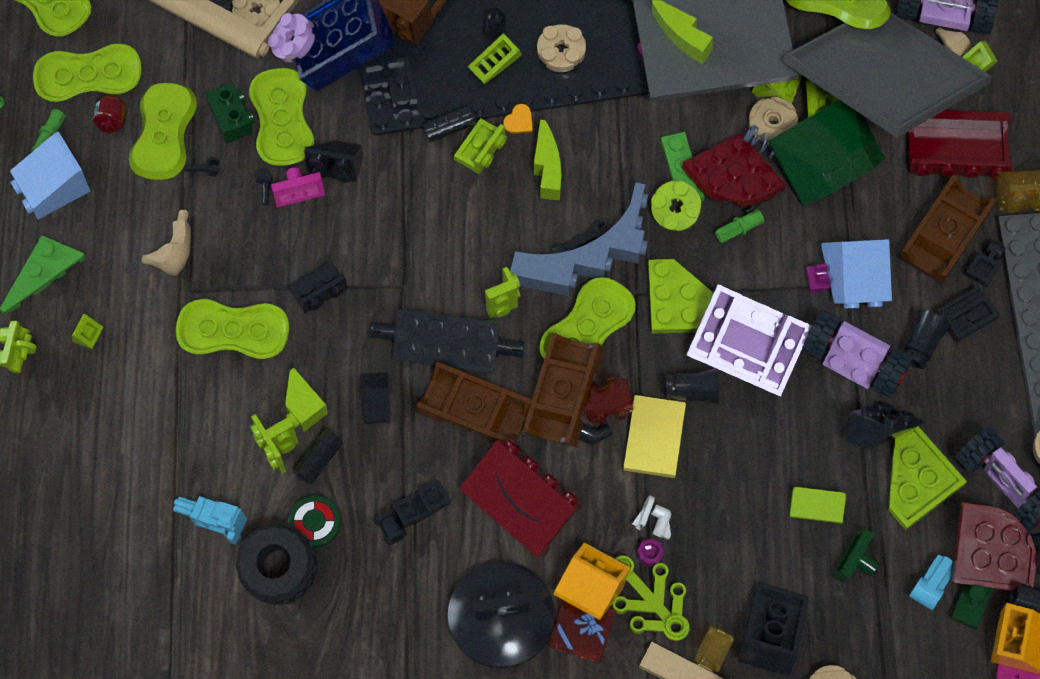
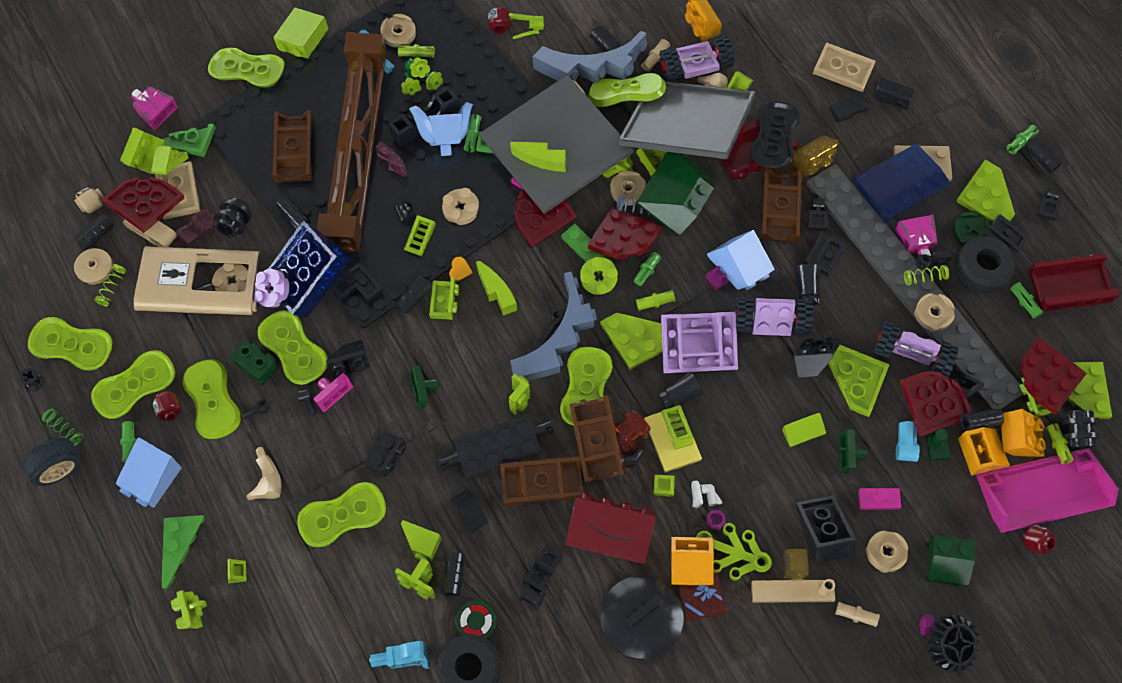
camera: 30 degrees left, 0 degrees up
(400, 232) = (421, 386): none -> dark green tile
(613, 483) = (664, 485): none -> lime tile
(639, 115) = (536, 225): none -> dark red plate
(663, 440) = (682, 438): none -> lime slope
(728, 267) = (655, 300): none -> lime pin
(861, 630) = (879, 499): none -> dark pink tile
(978, 150) = (773, 145): none -> black plate

